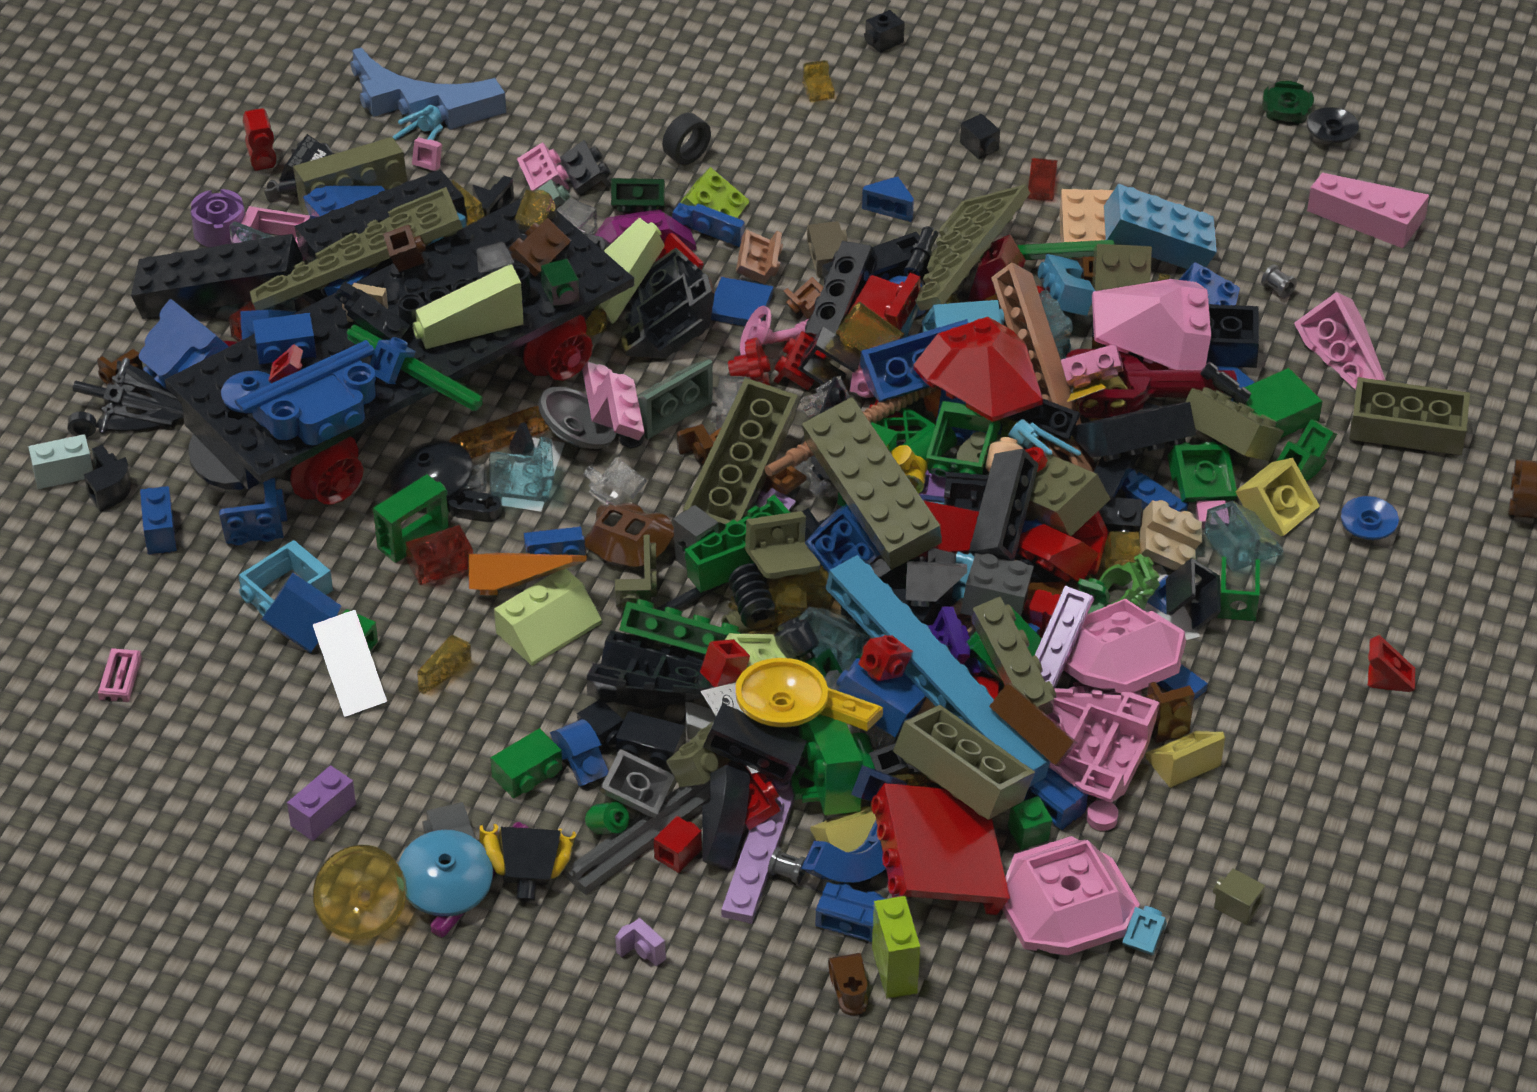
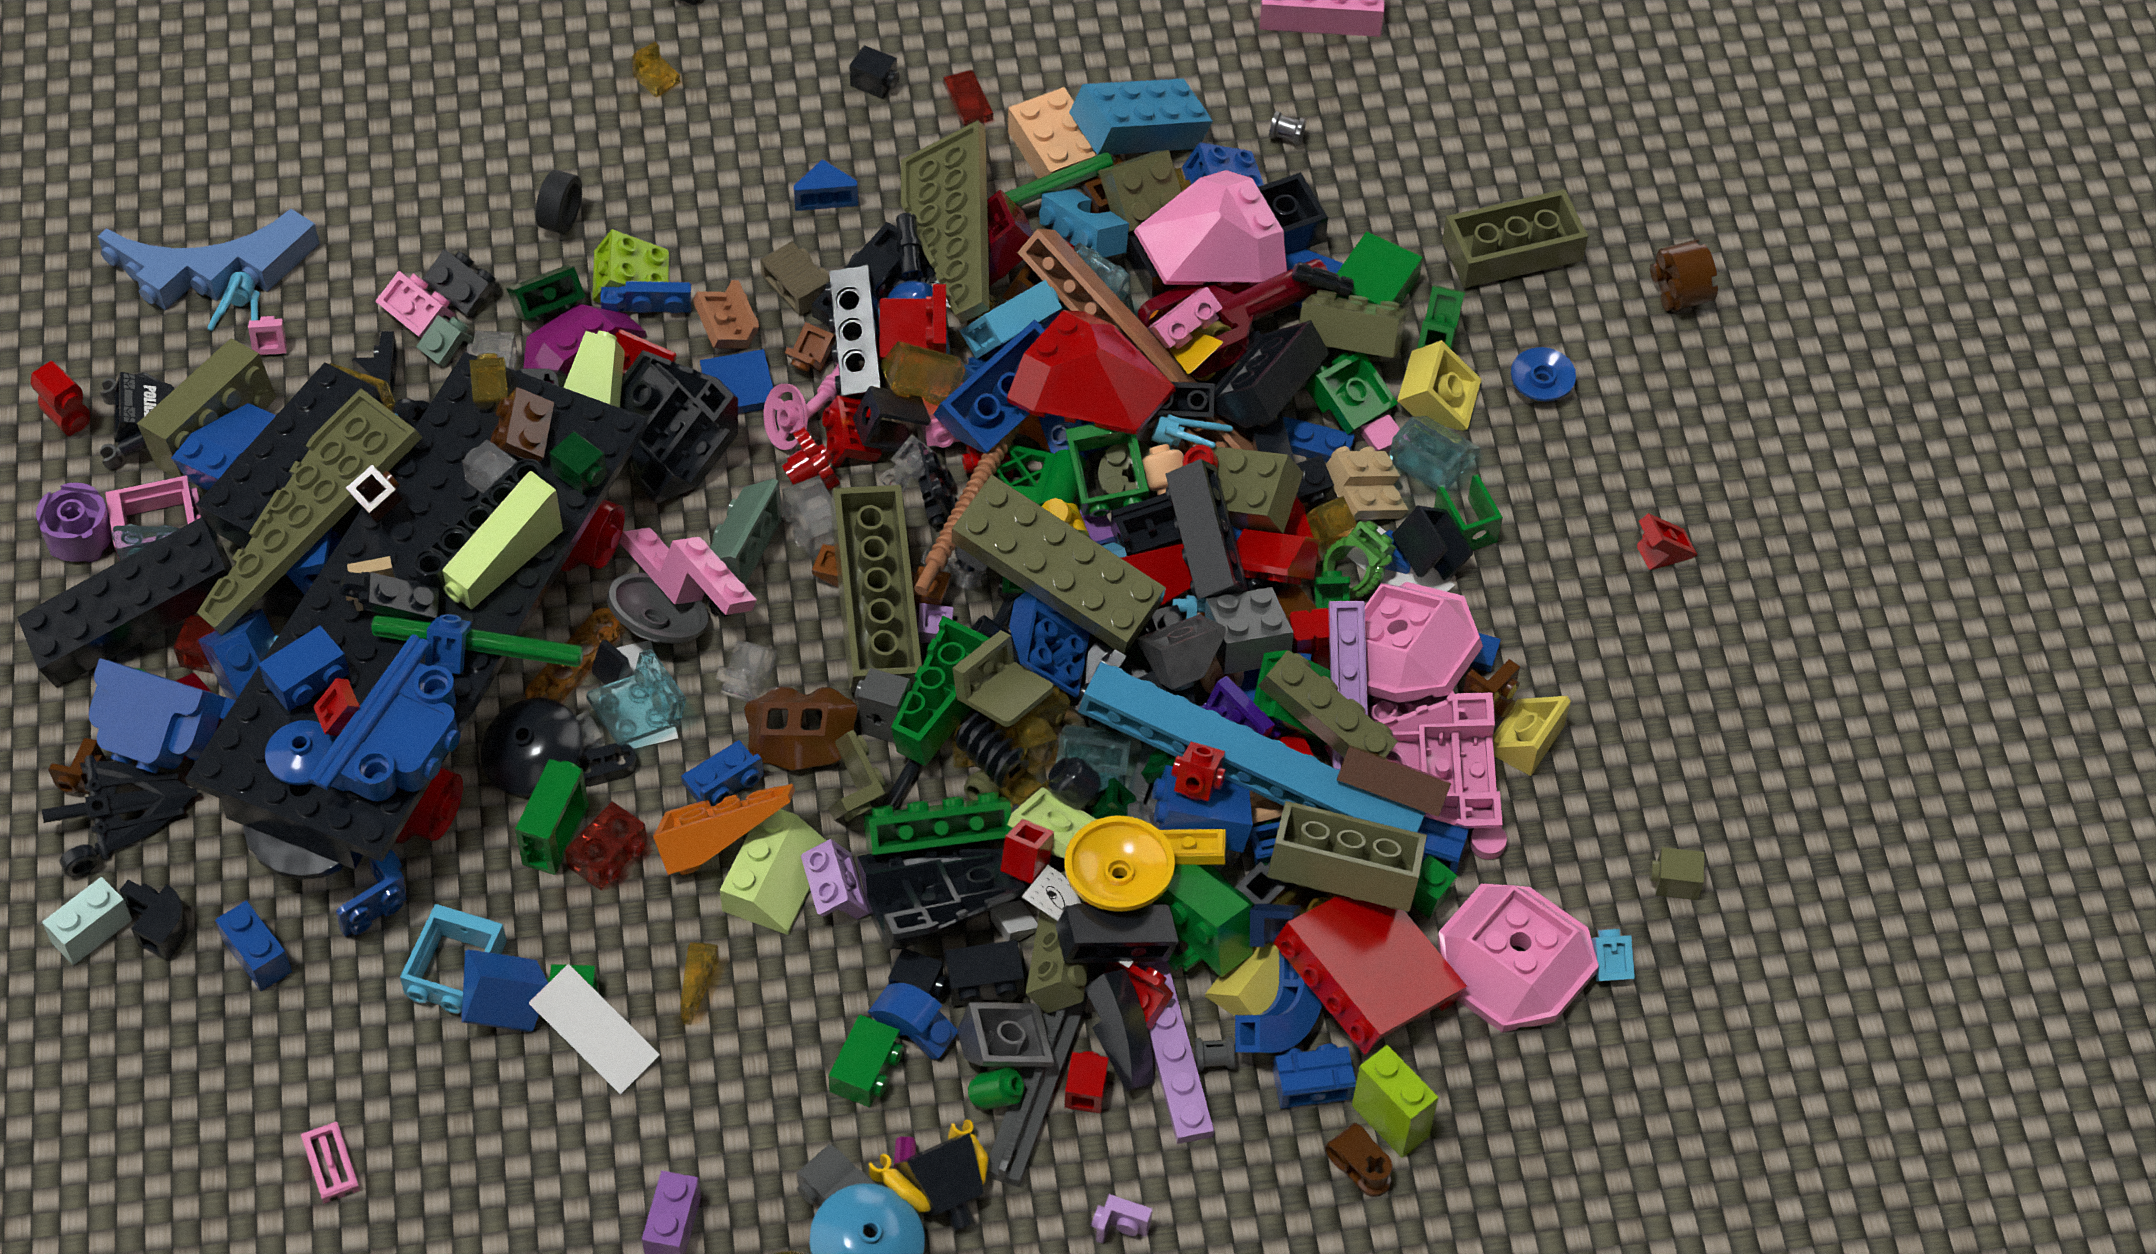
camera: 30 degrees left, 10 degrees up
(584, 638) = (834, 880): none -> lavender bracket
(695, 440) = (809, 579): reddish brown bracket -> none
(1340, 339) = (1391, 174): bright pink wedge -> none

